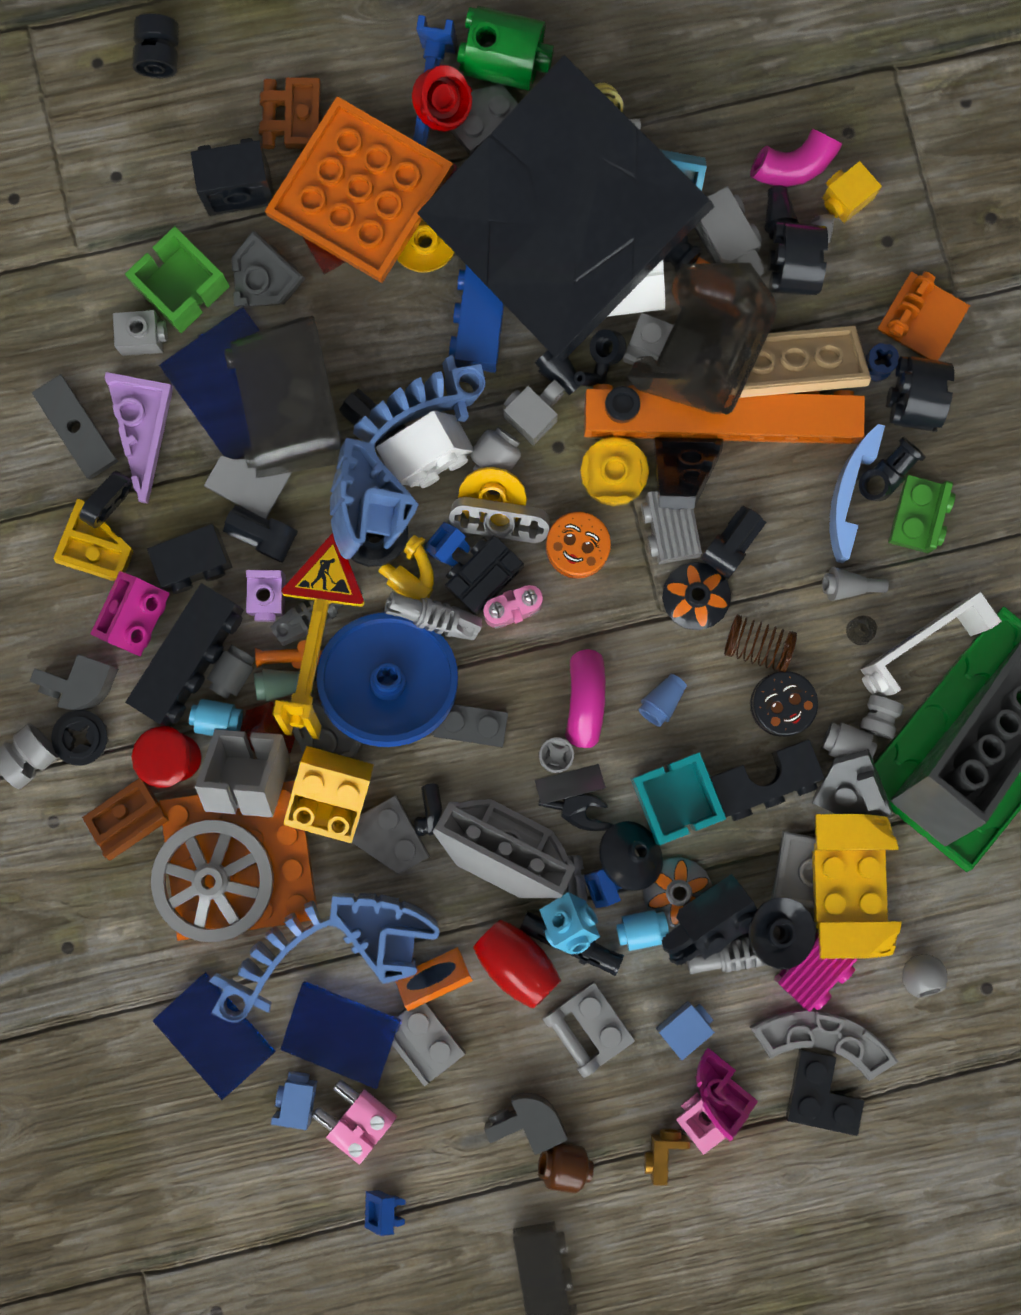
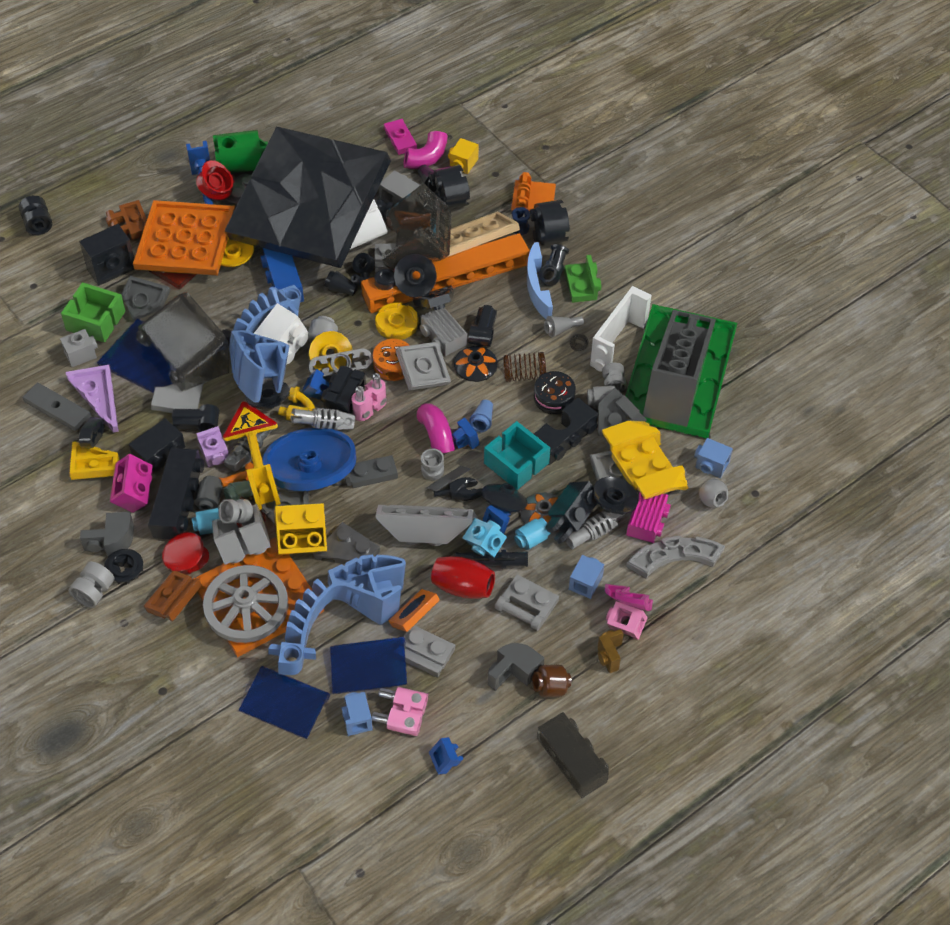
camera: 25 degrees left, 30 degrees down
(239, 749) = (235, 511): none -> light grey wheel
(432, 808) = (371, 523): black arm -> none
(533, 413) = (335, 306): light grey brick -> none
(614, 581) = (423, 366): none -> light grey tile
(624, 724) = (465, 435): none -> blue tile
(658, 432) = (404, 275): none -> black dish
(771, 104) = (399, 136): none -> dark pink plate
(813, 1102) = (690, 590): black plate -> none
(954, 916) = (713, 457): none -> medium blue brick

